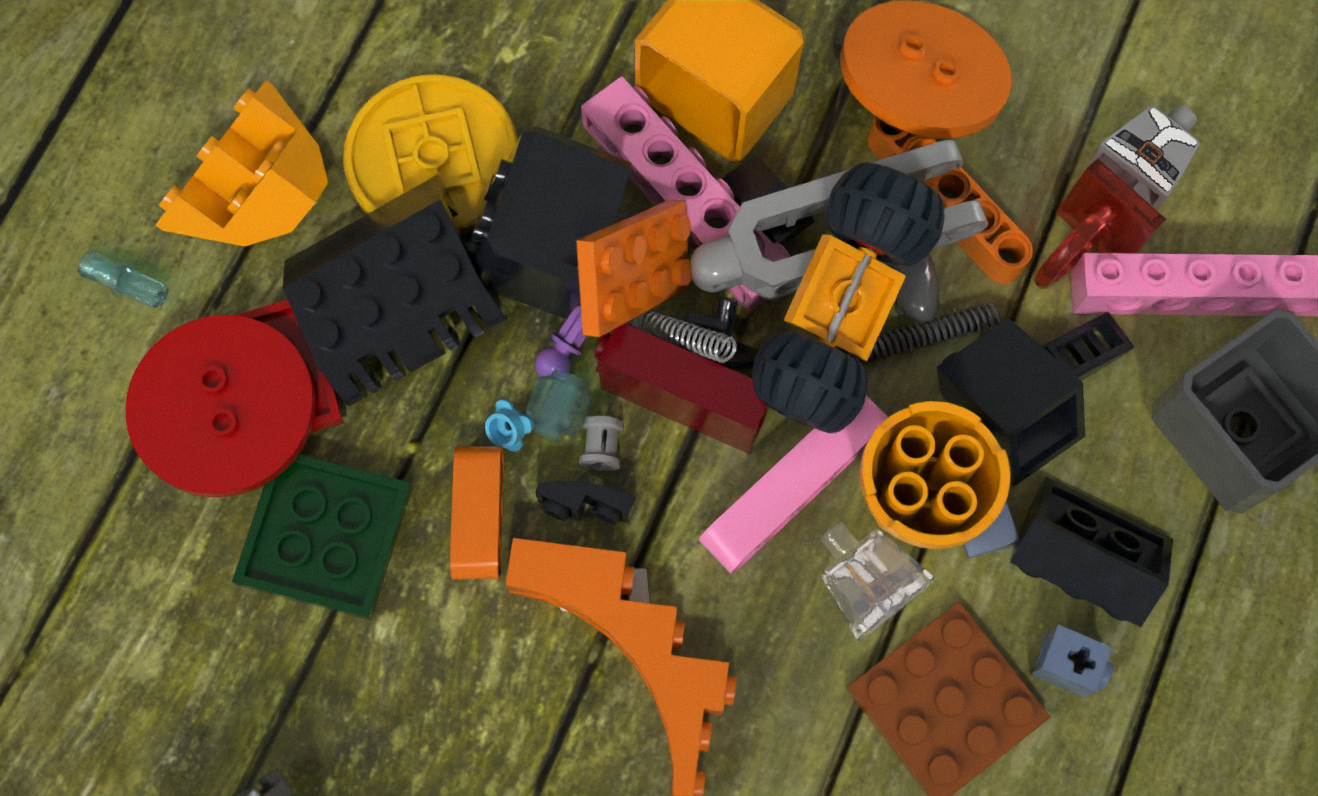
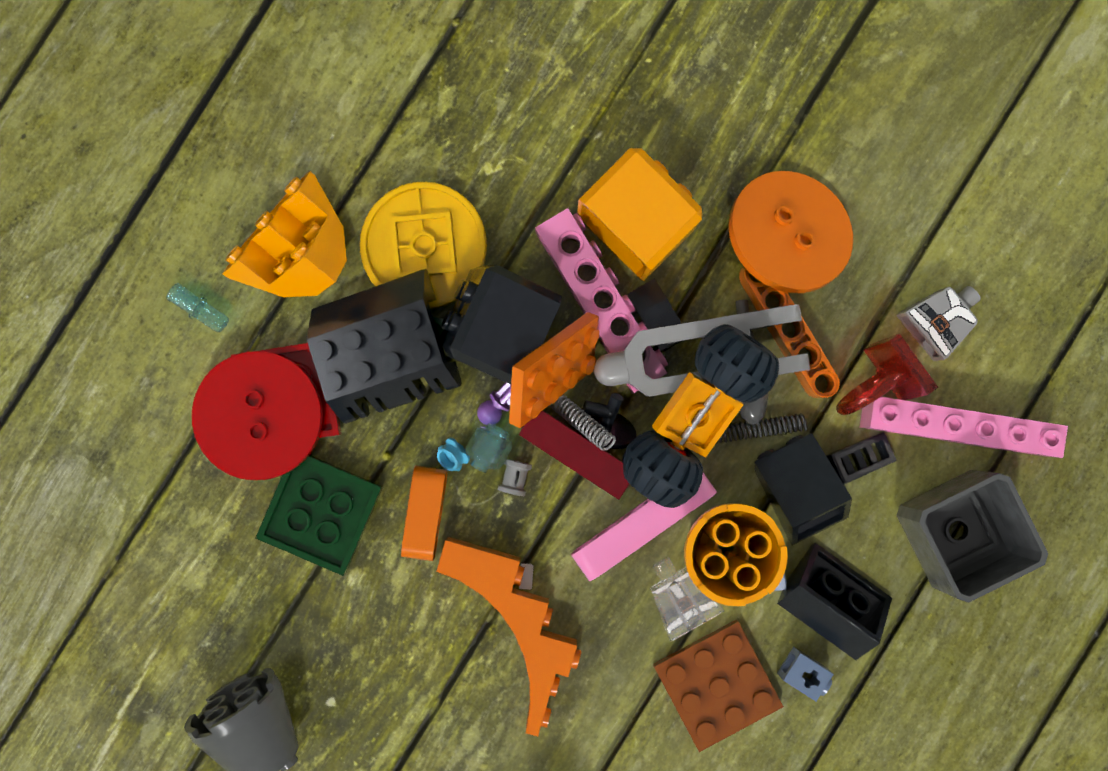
camera: 10 degrees right, 15 degrees up
(571, 499) = (487, 514): black slope -> none

